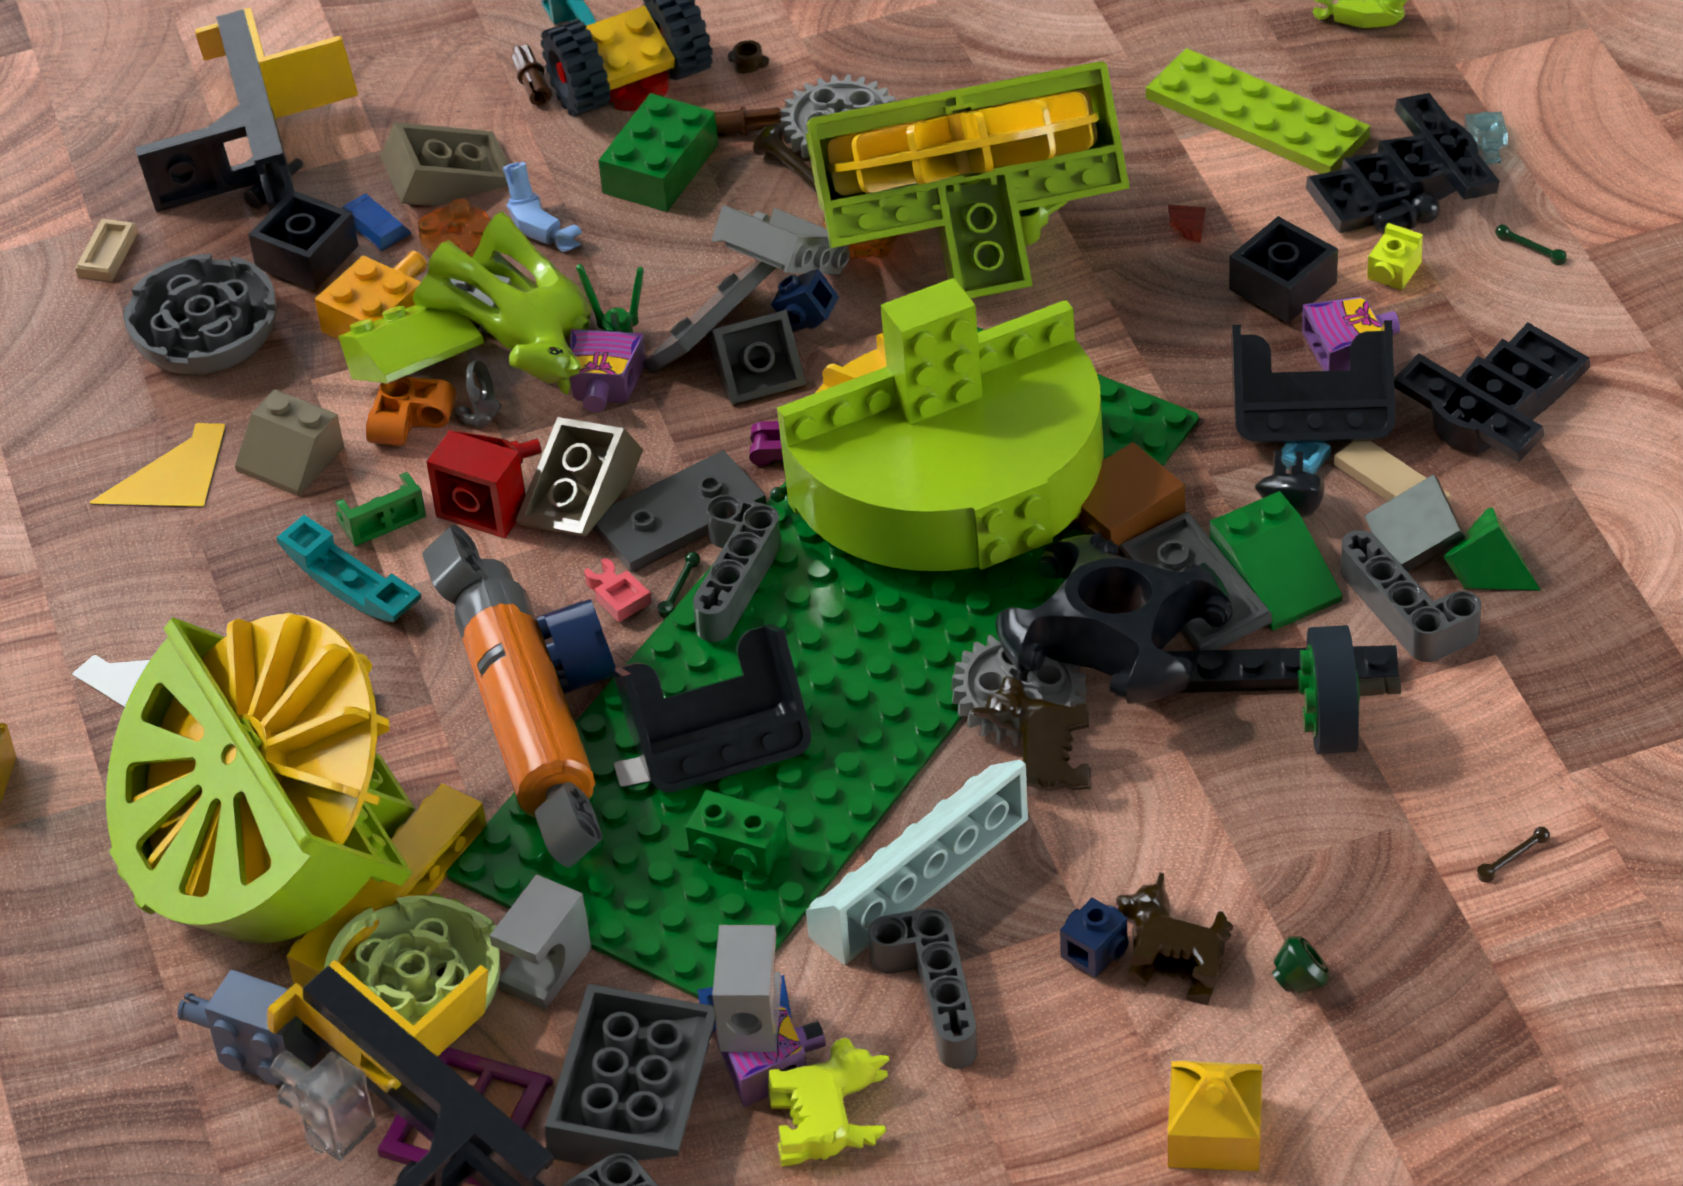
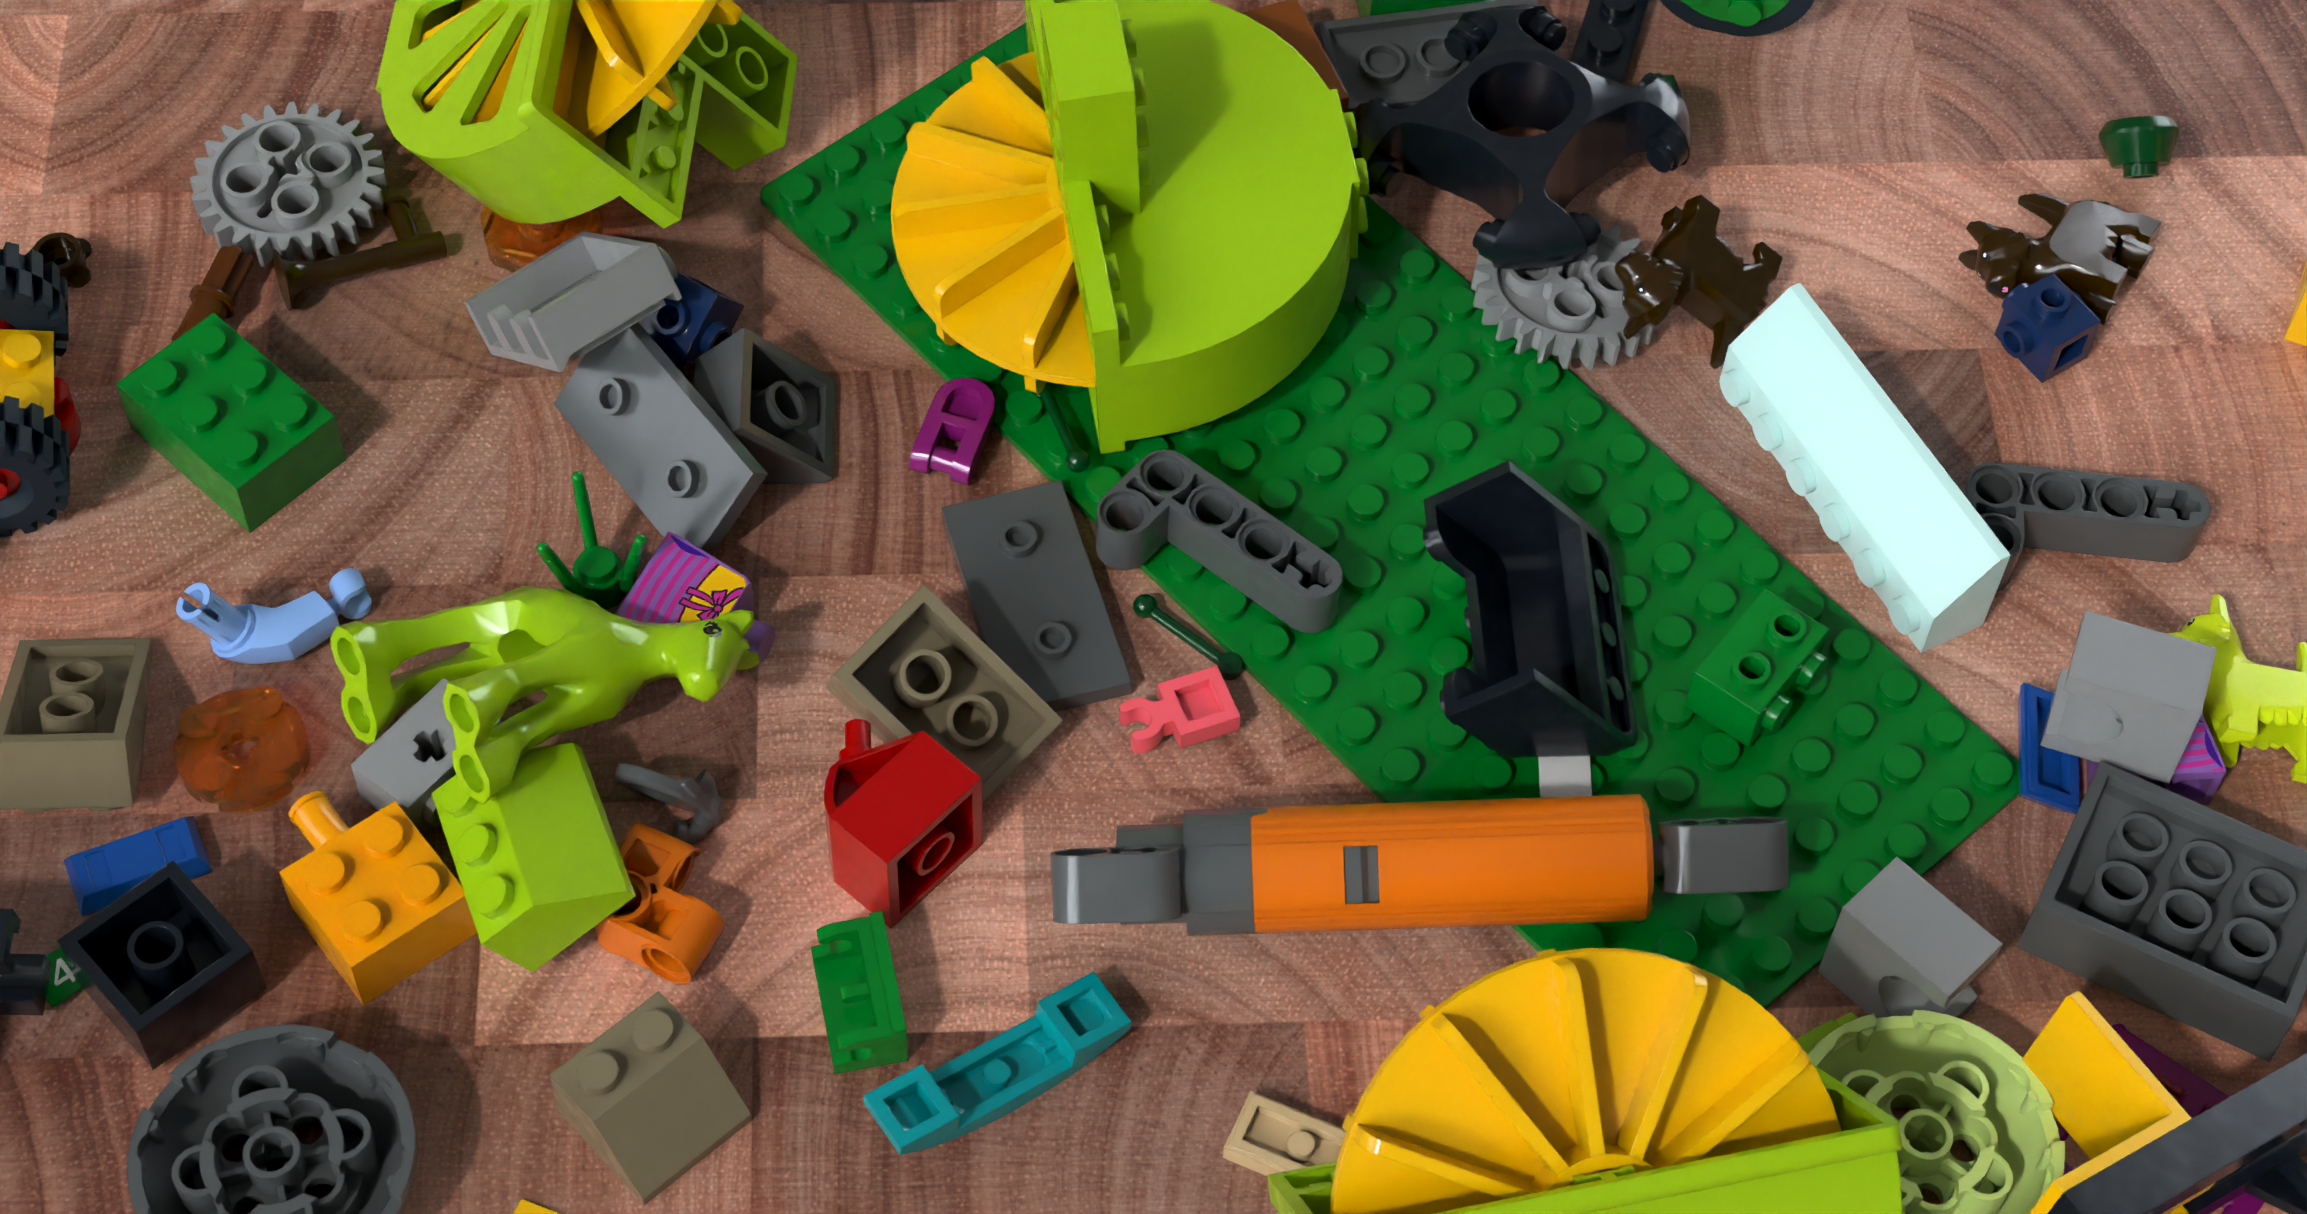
camera: 80 degrees left, 10 degrees up
(577, 645) = (1312, 760): dark blue brick -> none

